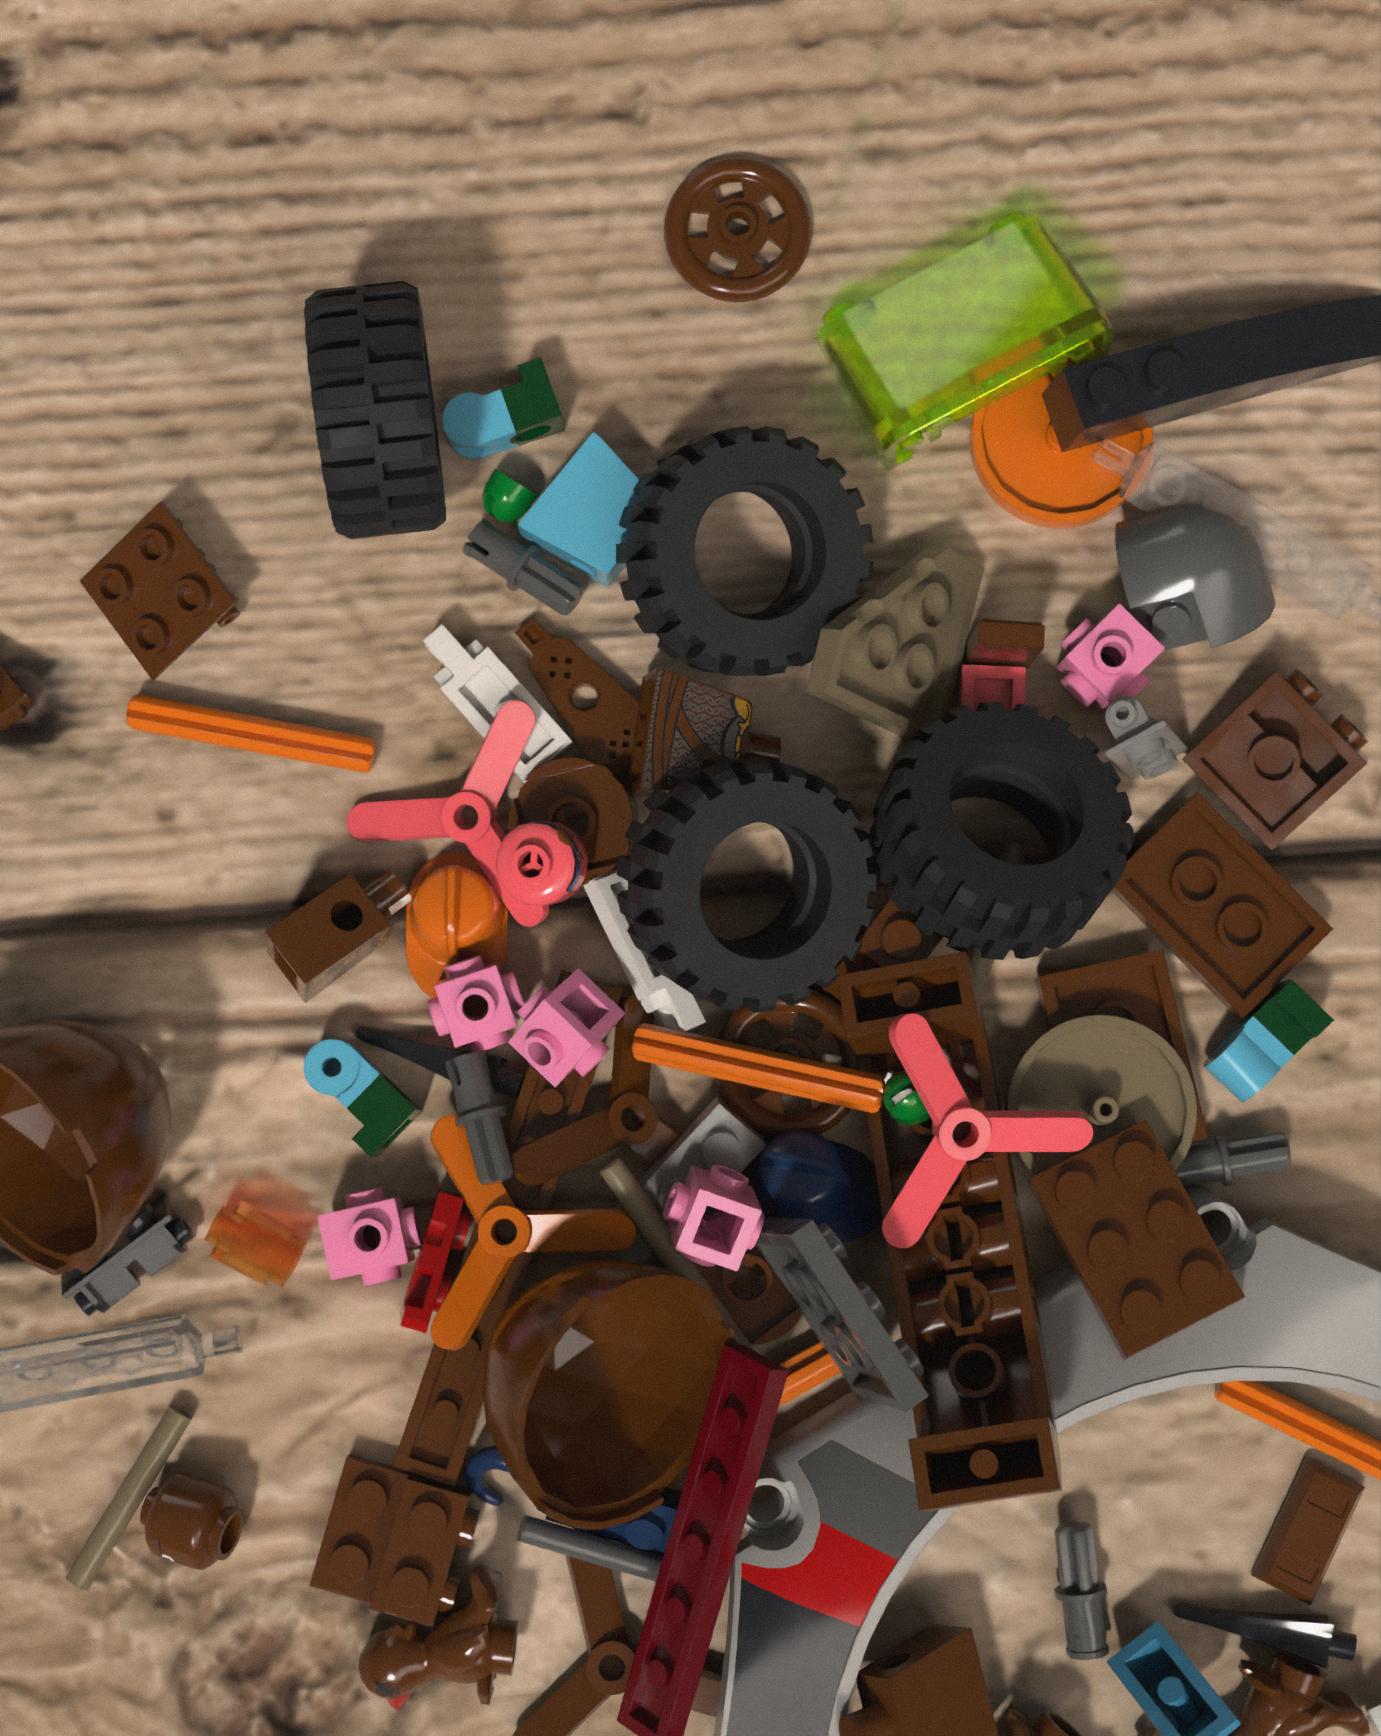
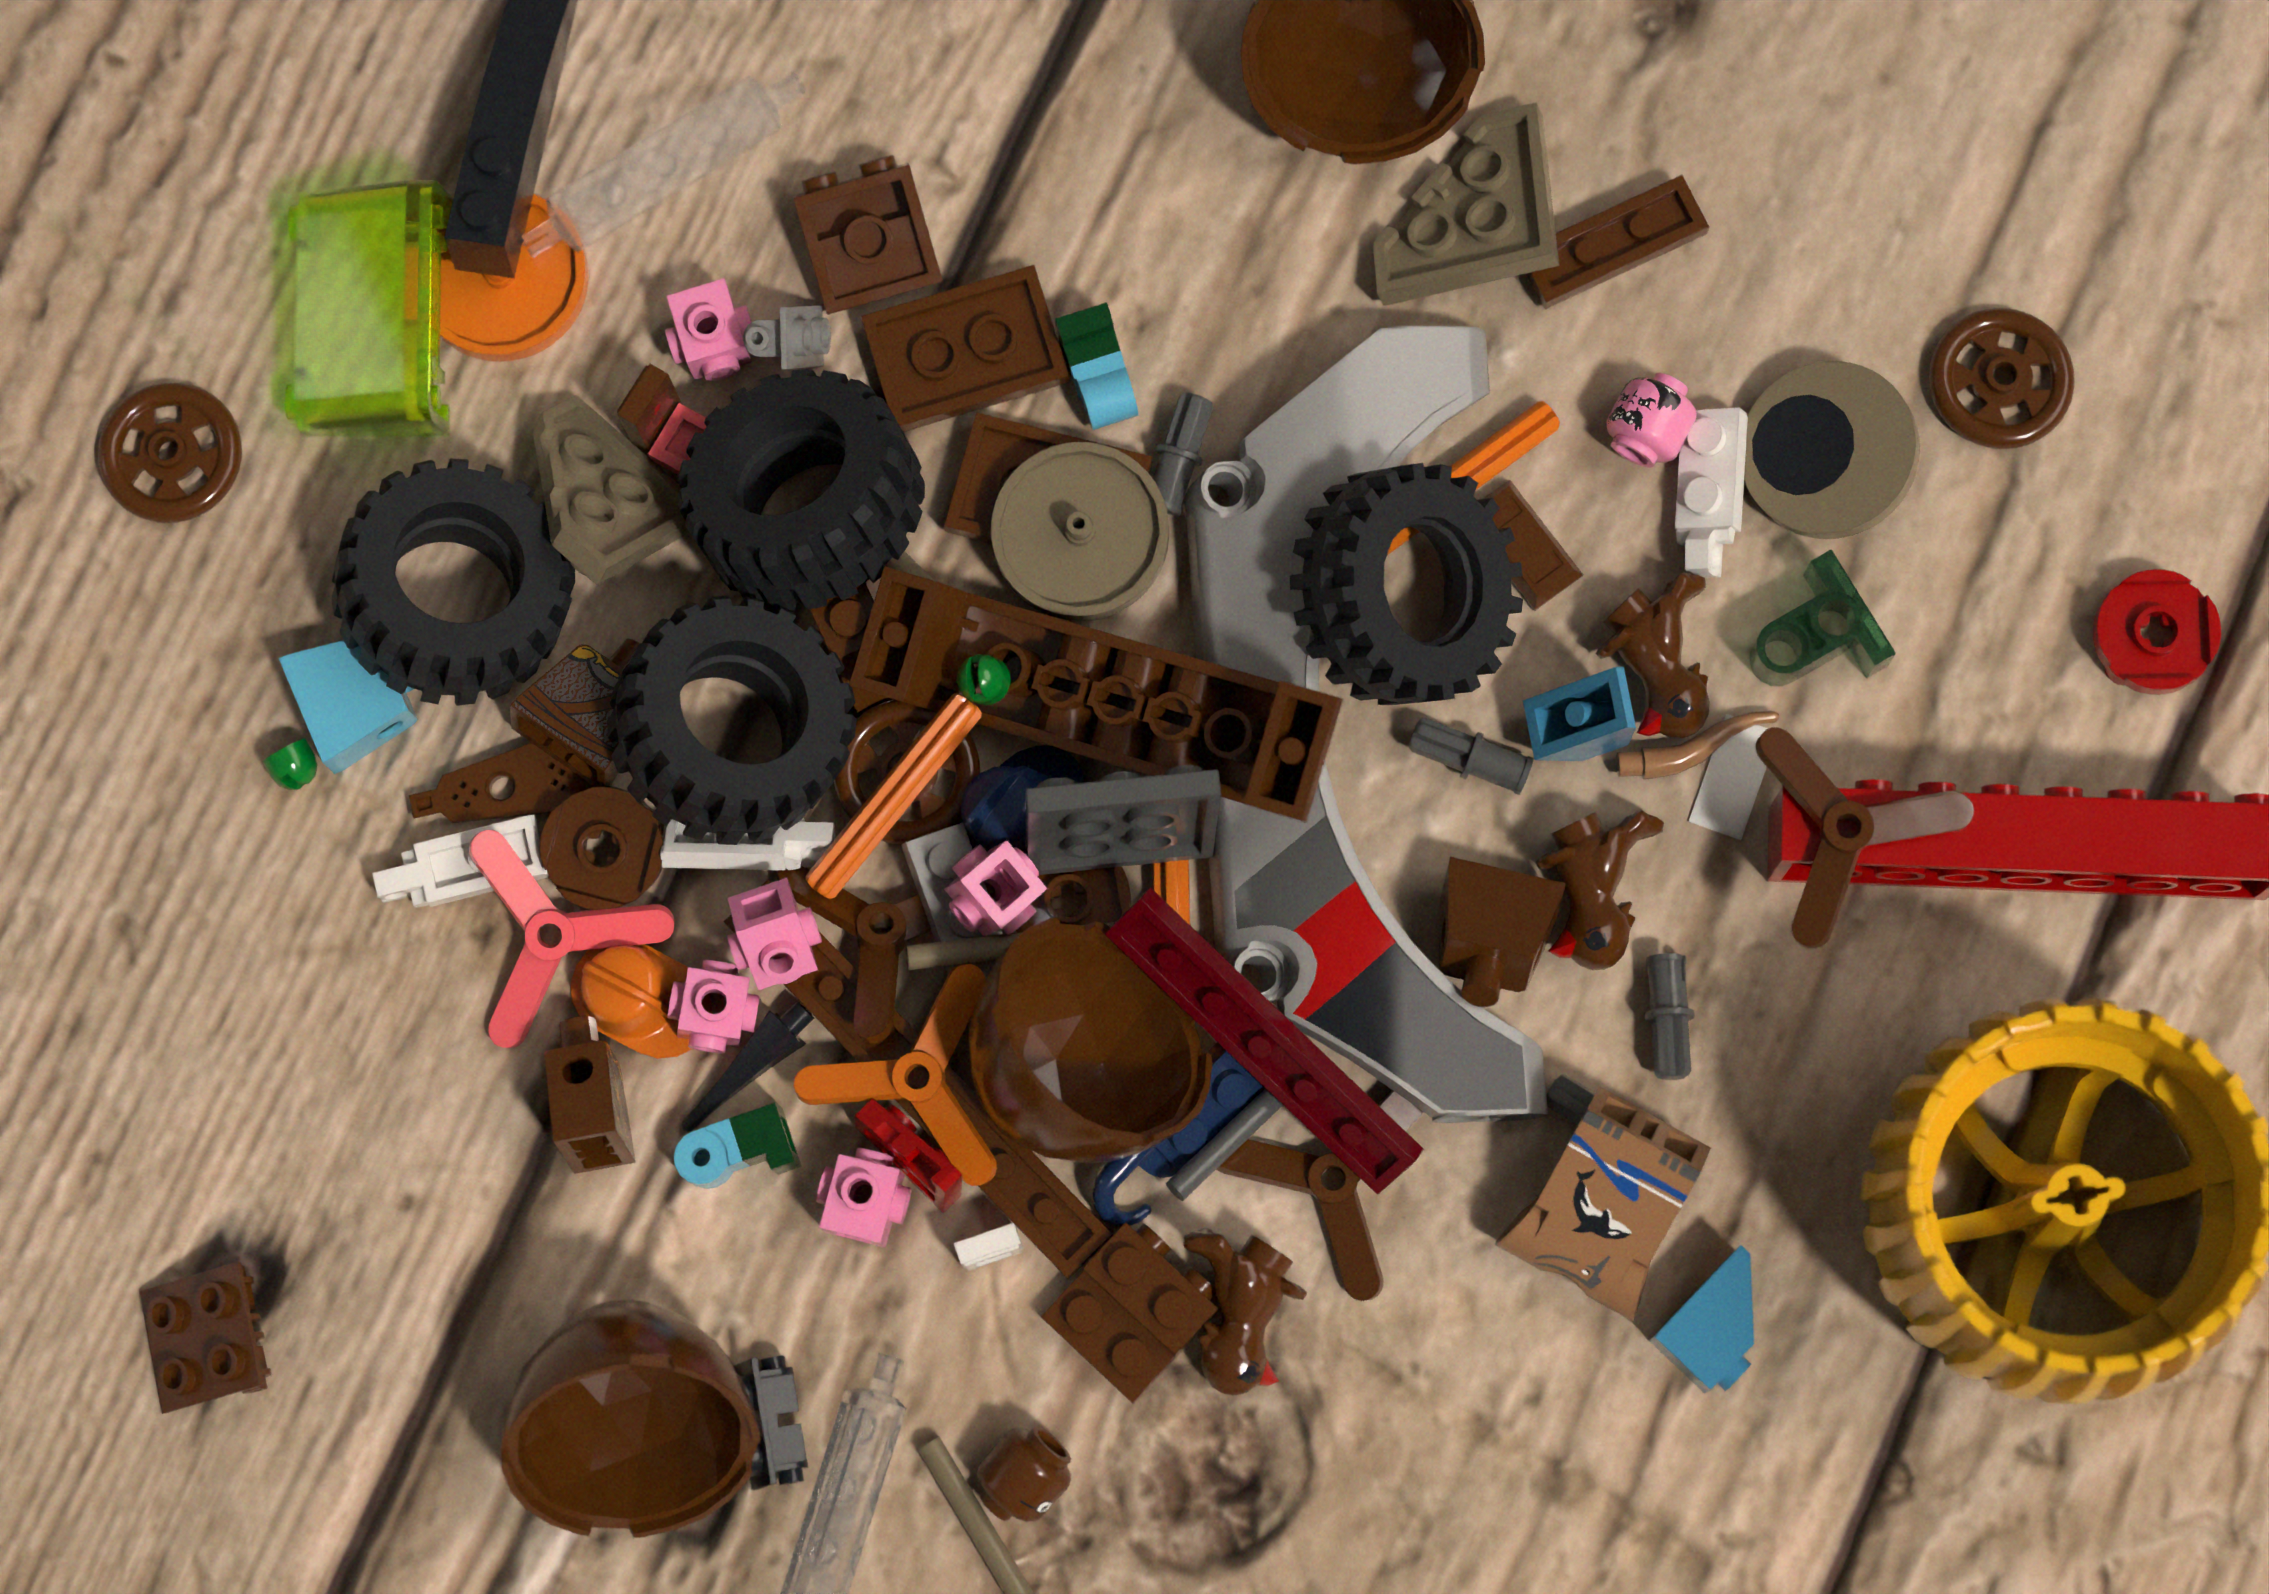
camera: 50 degrees left, 5 degrees down
(159, 591) = (208, 1105): reddish brown hinge -> none
(251, 733) = (376, 1089): orange axle -> none
(255, 1244) = (818, 1303): clear orange brick -> none
(374, 409) = (161, 823): black tyre -> none
(385, 1376) = (989, 1247): none -> white tile
(480, 1116) = (810, 1048): dark grey axle -> none
(505, 418) = (224, 730): leg -> none
(523, 568) = (362, 781): dark grey axle -> none
(562, 866) = (642, 874): coral head -> none
(948, 1107) = (1043, 624): coral piece -> none
(1135, 1239) = (1196, 554): reddish brown plate -> none
(1186, 1411) = (1348, 598): none -> black tyre
(1193, 575) = (677, 224): dark grey brick -> none
(1296, 1634) = (1602, 594): black piece -> none

